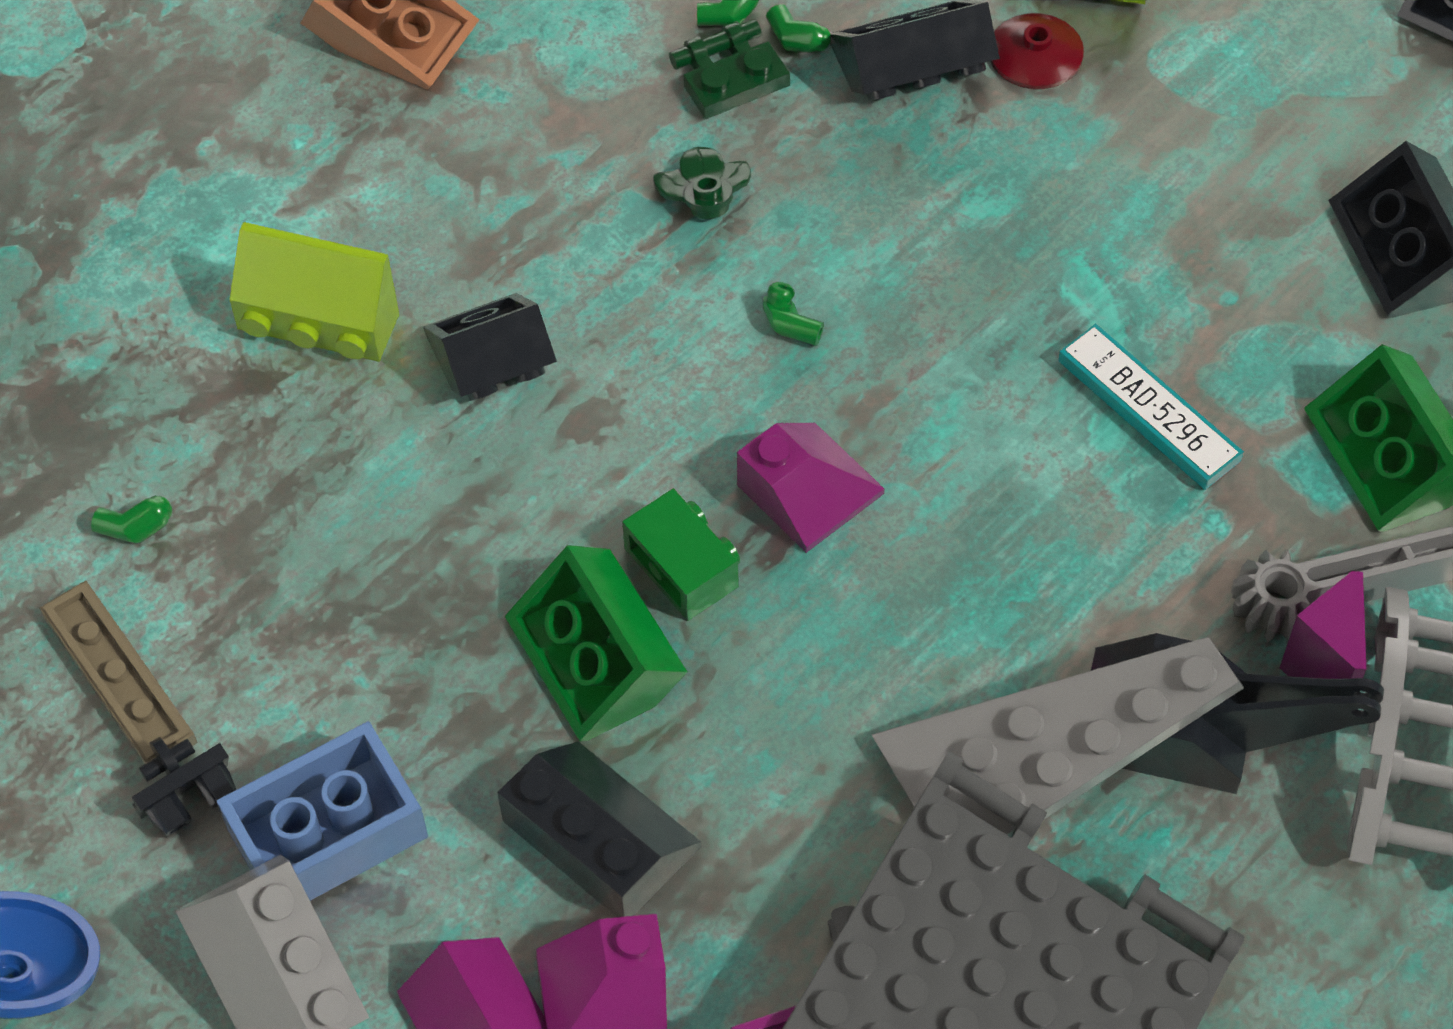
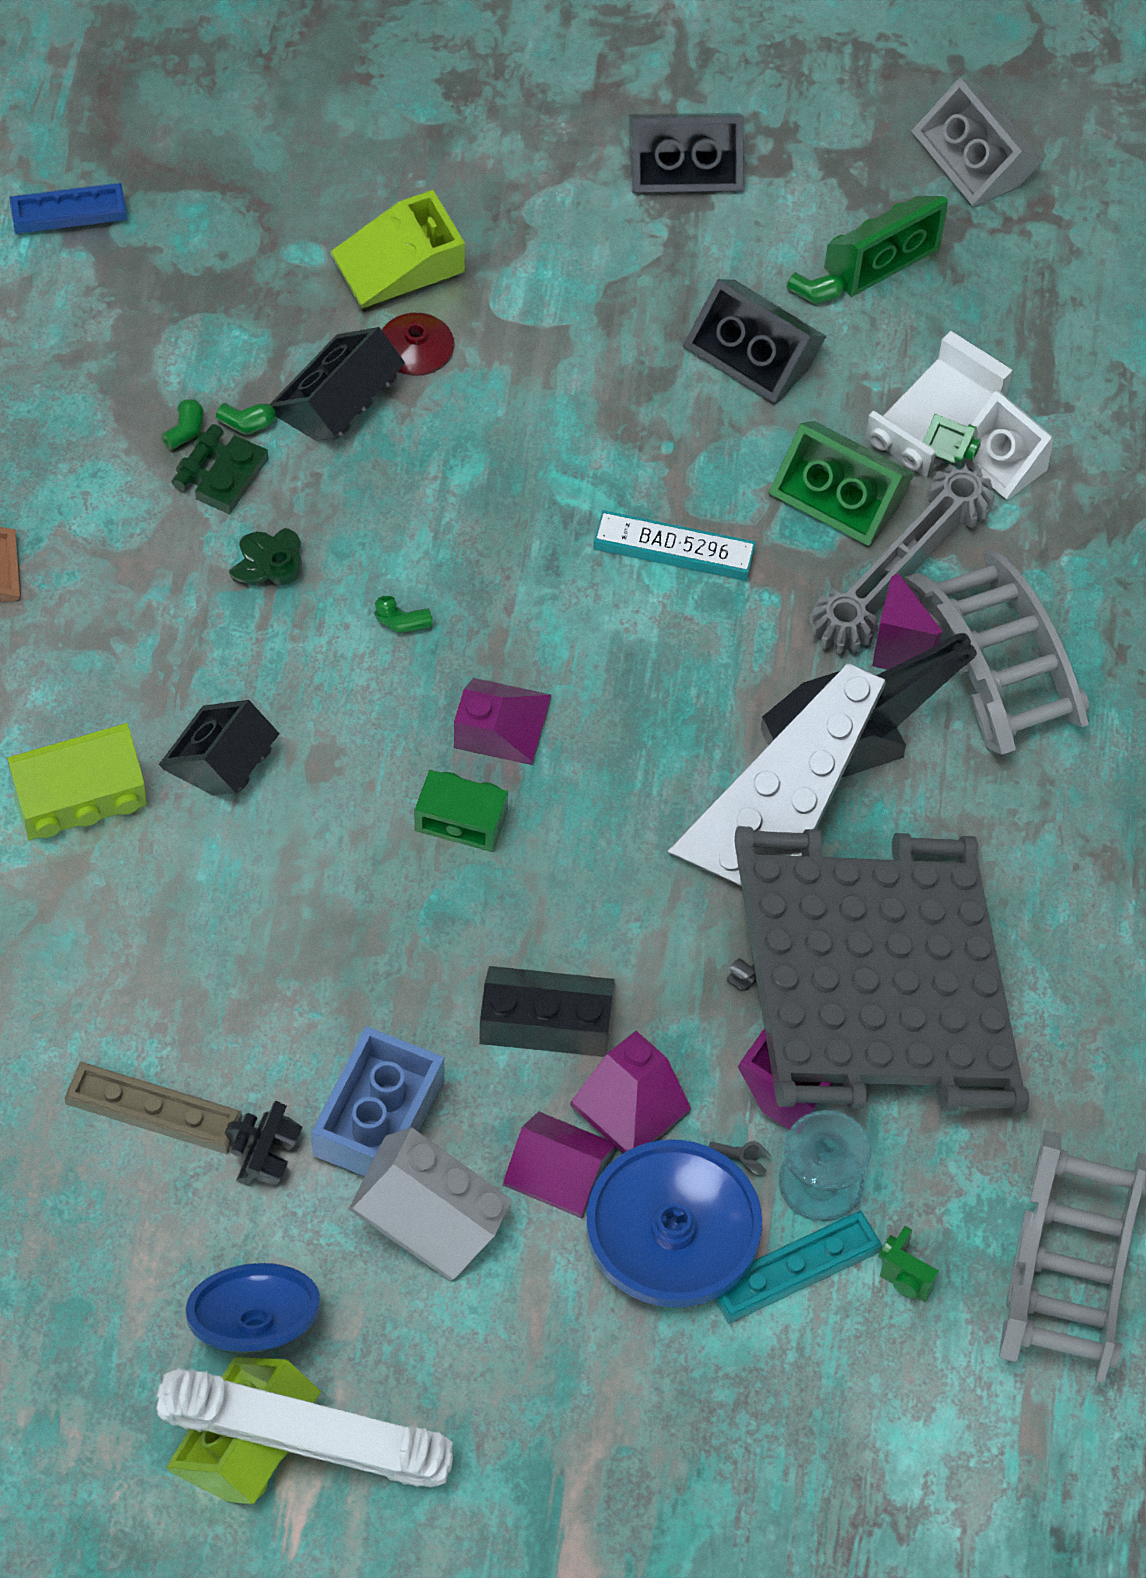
camera: 40 degrees left, 0 degrees up
(136, 523) = (80, 1007): green arm -> none
(594, 641) = (451, 898): green slope -> none

